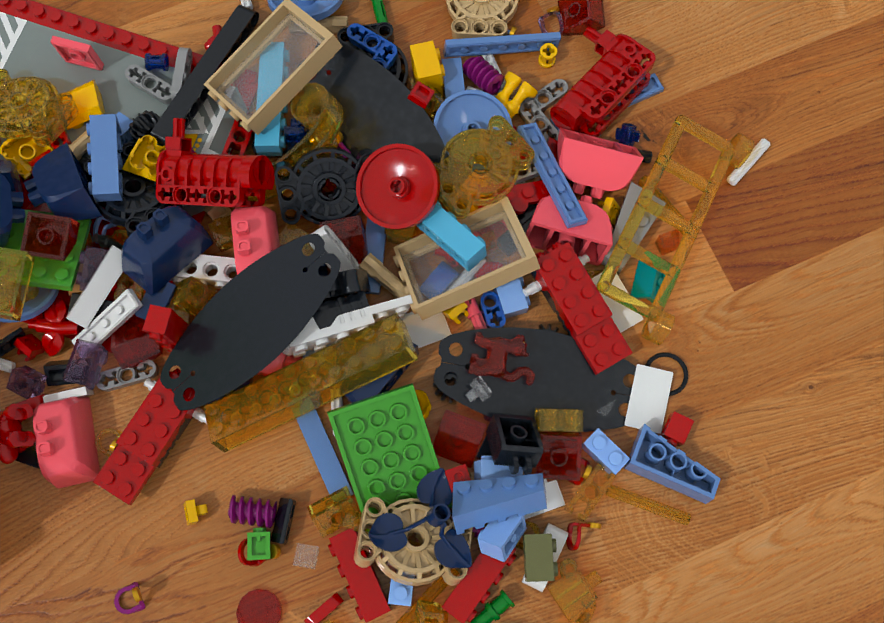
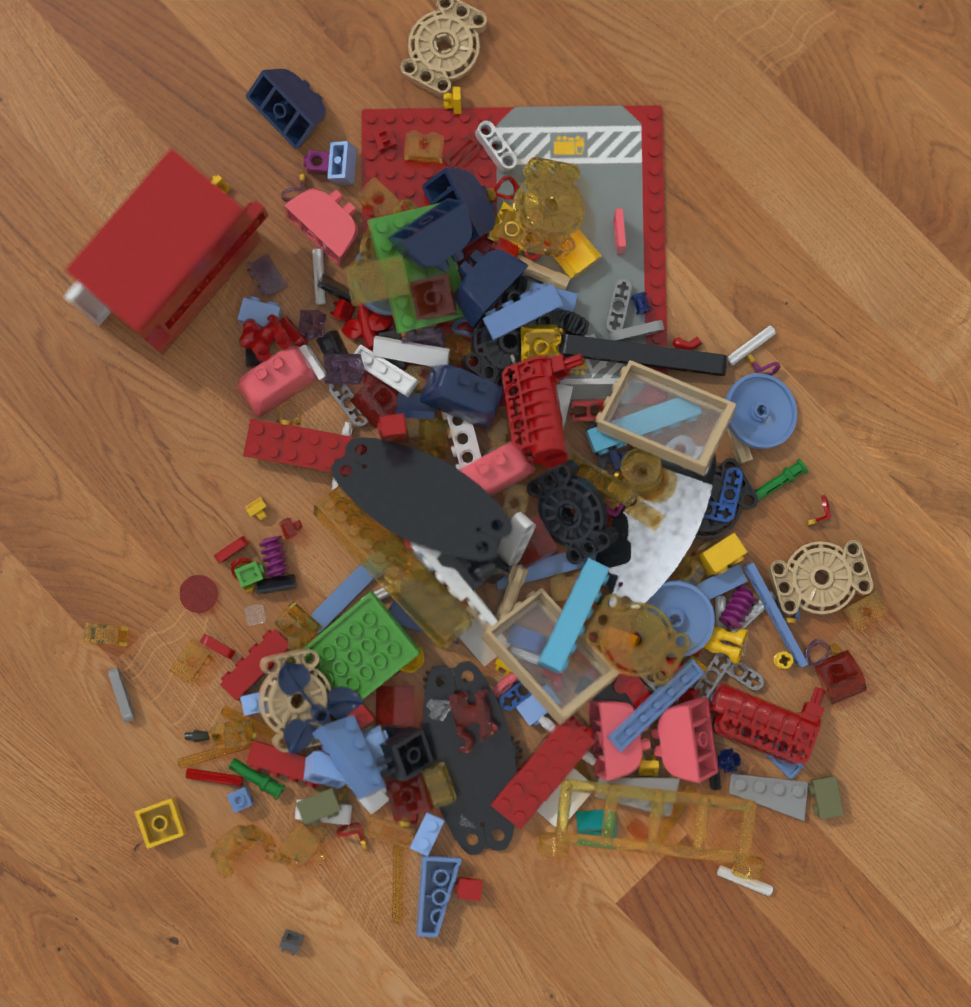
camera: 70 degrees right, 10 degrees up
(106, 241) = (453, 339): pearl dark grey bar -> none
(137, 597) = (170, 496): magenta piece -> none
(226, 556) = (231, 549): none -> red beam
(229, 484) = (289, 529): none -> clear red tile
(397, 186) = (587, 576): red dish -> none
(421, 94) = (686, 562): red tile -> none
(649, 398) = (488, 856): white sticker -> none
(676, 100) = (777, 794): none -> light grey wing
(685, 379) = (512, 882): black tyre -> none
(691, 62) = (826, 797): none -> olive brick

